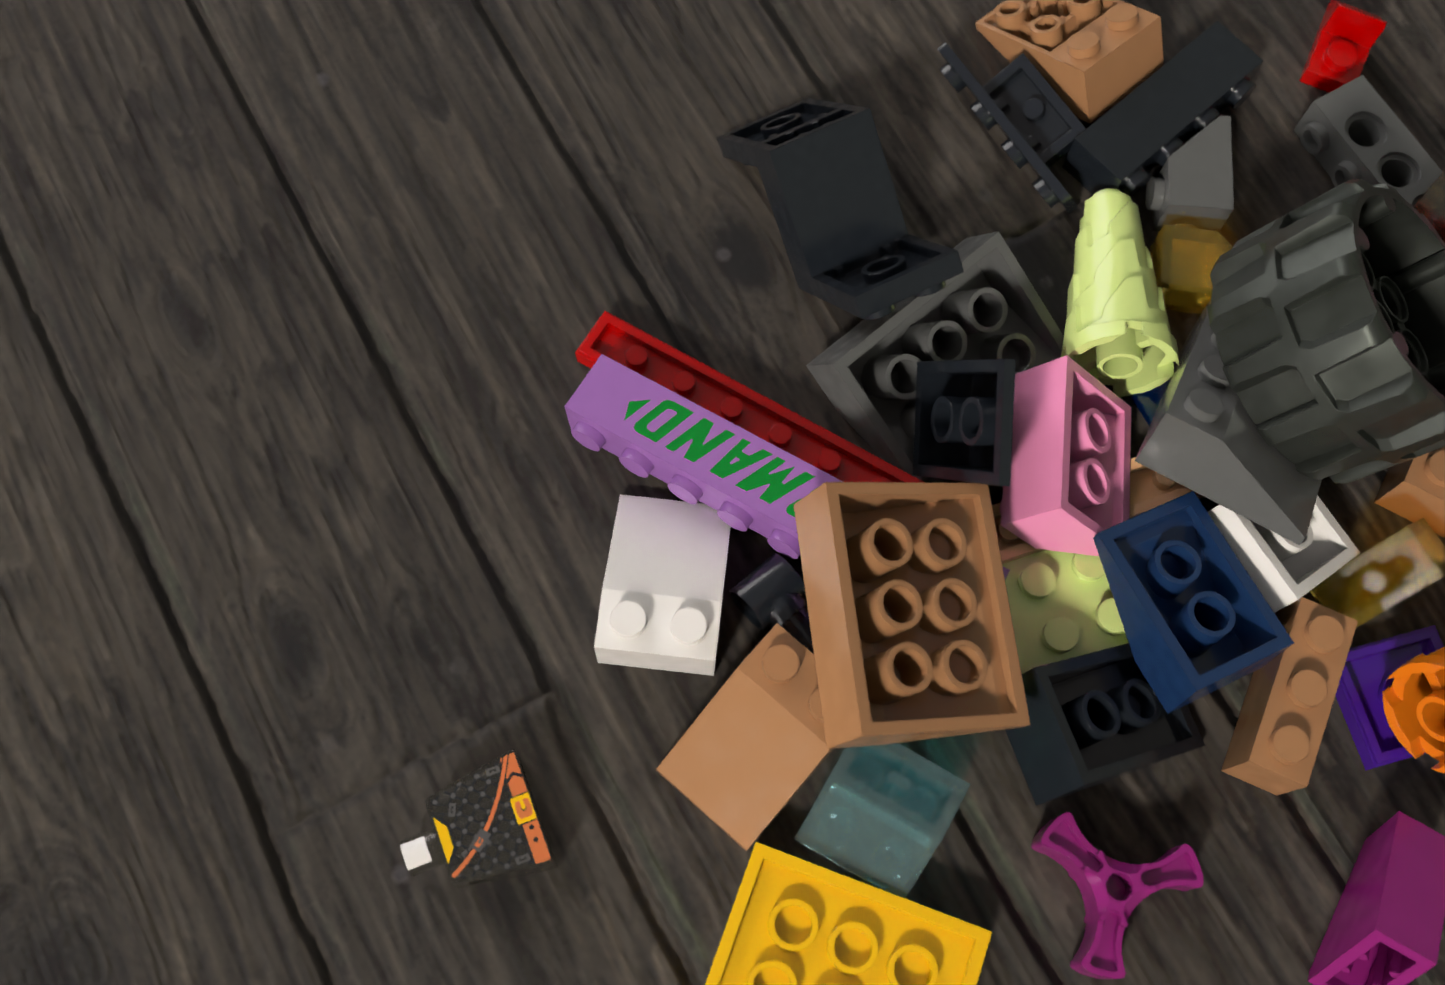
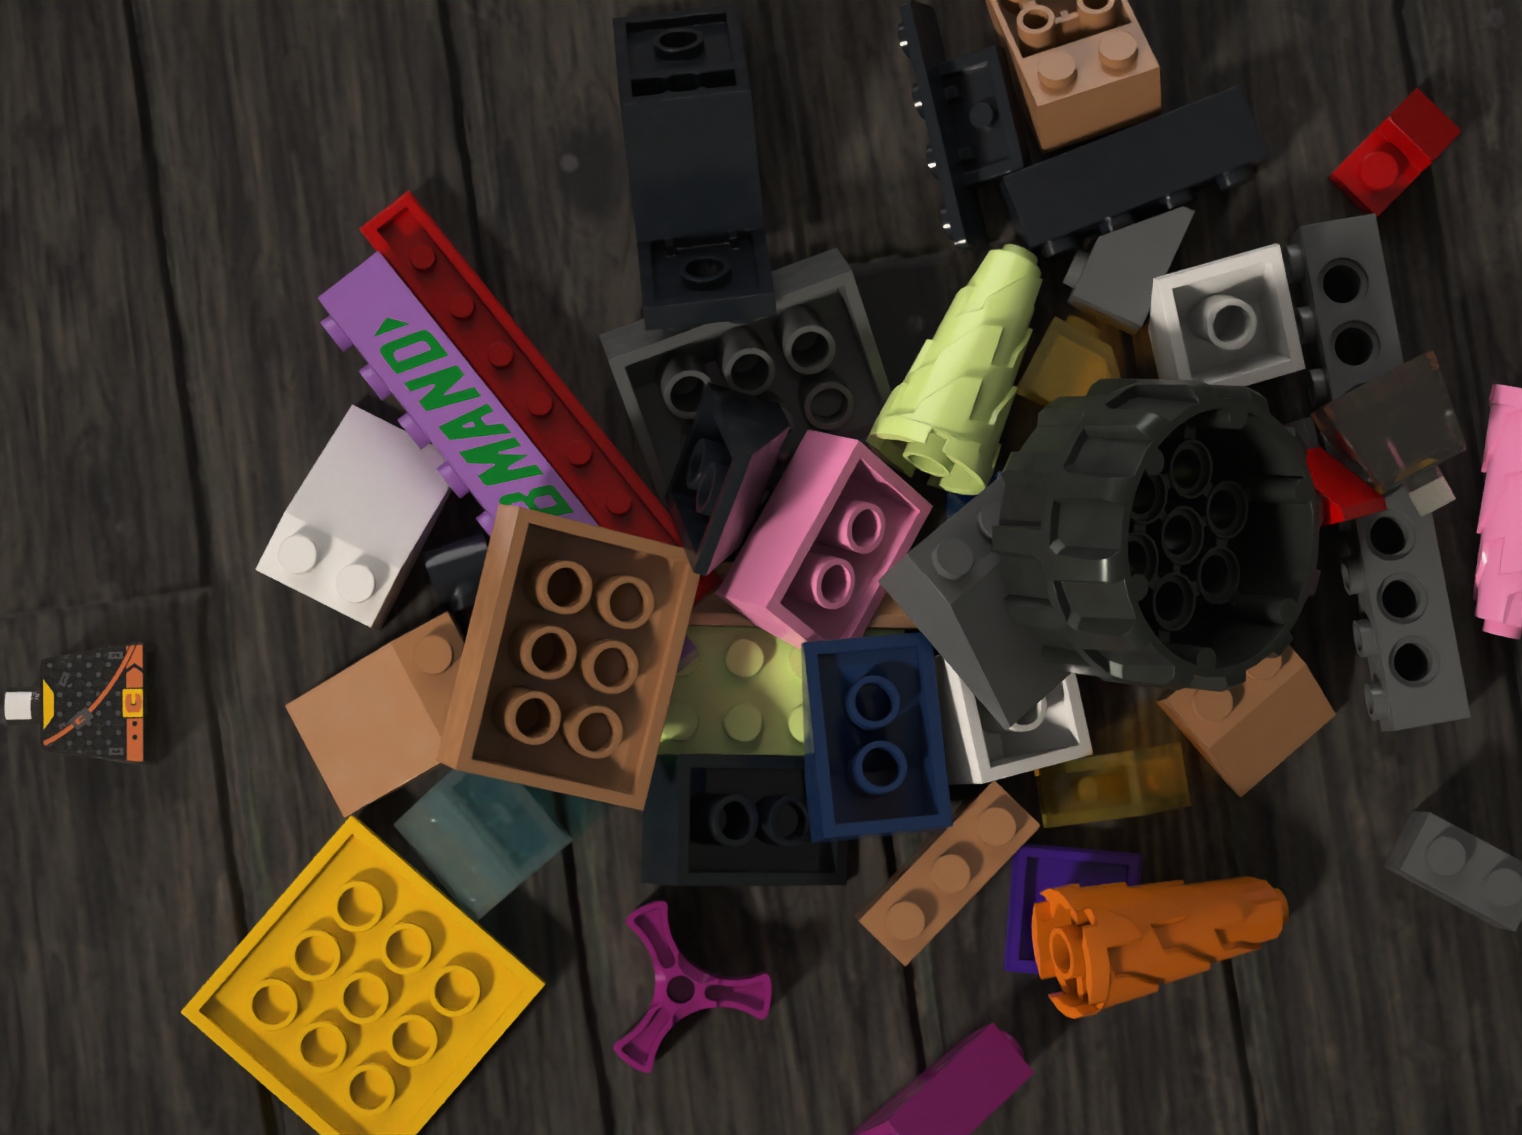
camera: 20 degrees right, 15 degrees up
(1289, 170) = (1226, 321): none -> white slope

